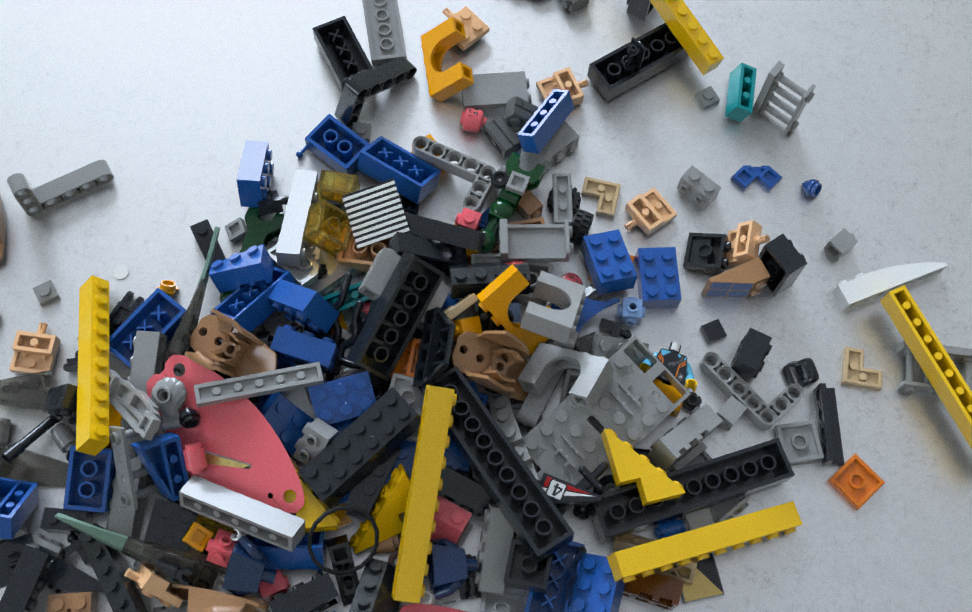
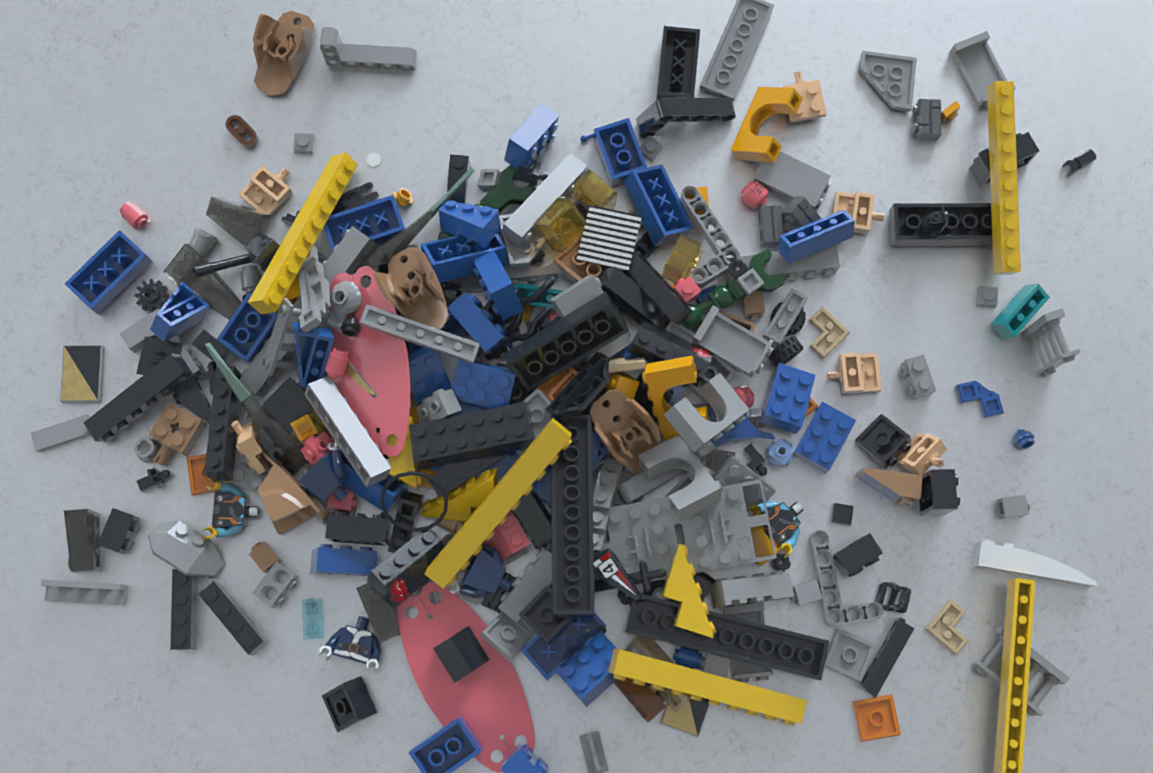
camera: 35 degrees right, 10 degrees up
(448, 199) = (682, 259): none -> clear yellow brick

